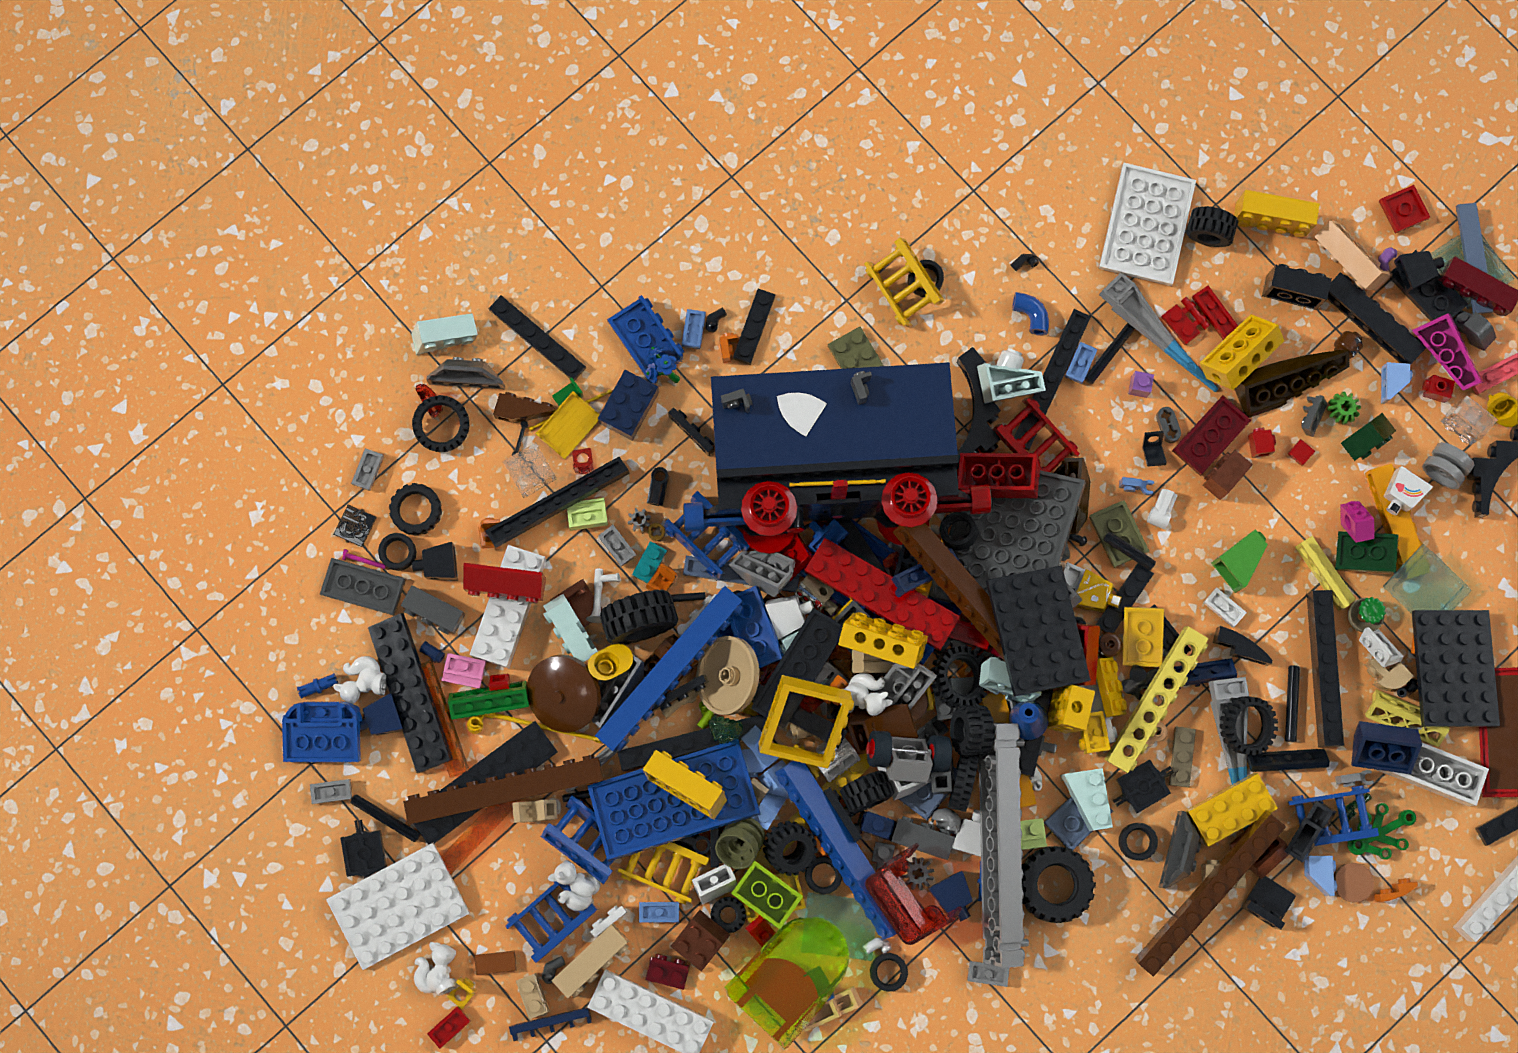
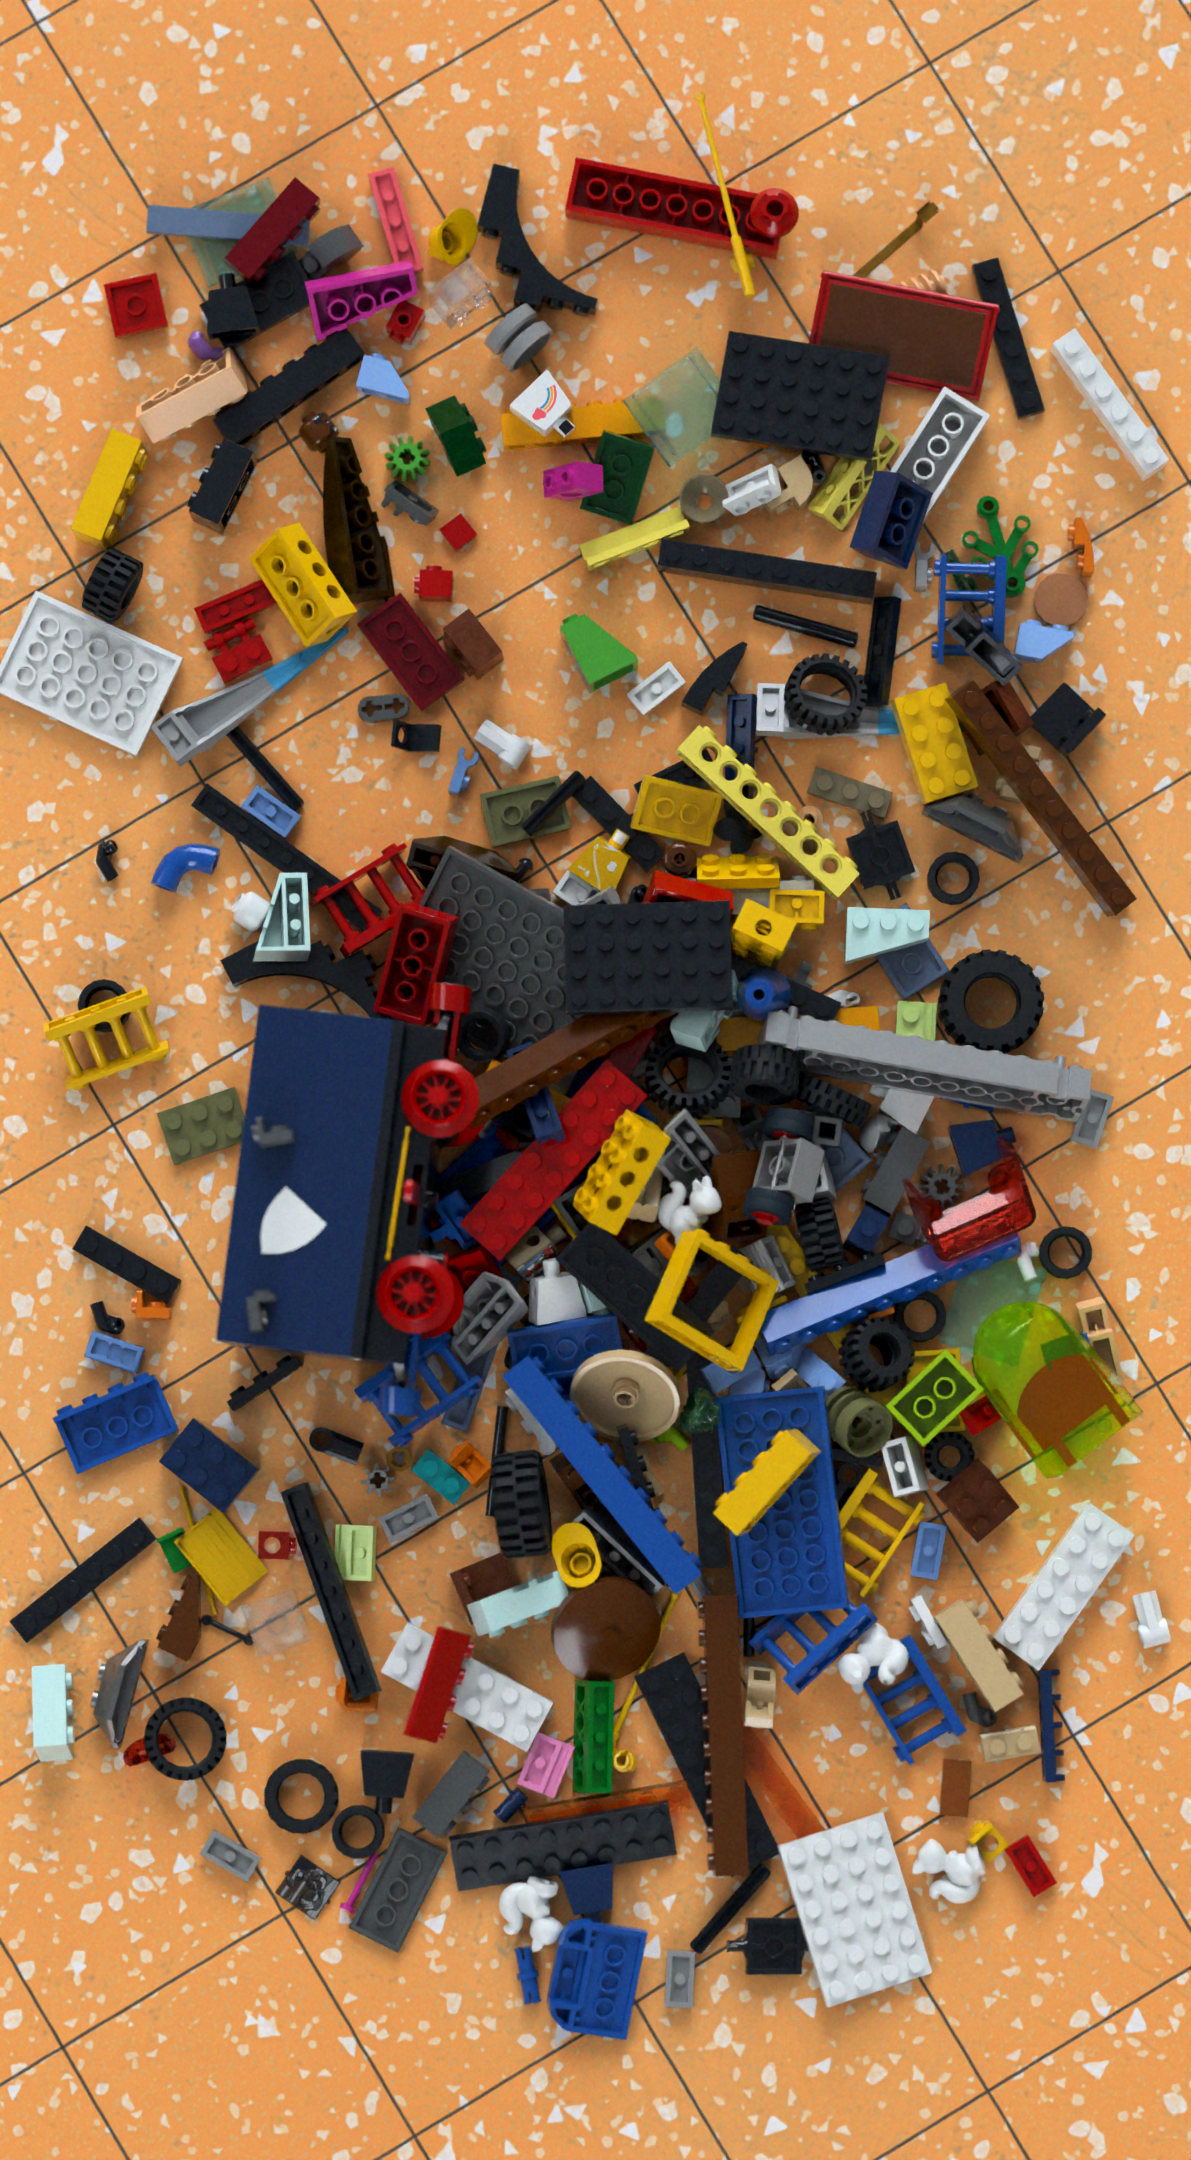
camera: 75 degrees left, 5 degrees up
(499, 682) = (571, 1717): red tile -> none
(599, 578) = (452, 1552): white piece -> none
(662, 366) = (164, 1401): blue plant -> none
(667, 972) = (1010, 1553): dark red bracket -> none
(1141, 384) = (319, 734): medium lavender brick -> none
(1372, 610) = (699, 489): green piece -> none

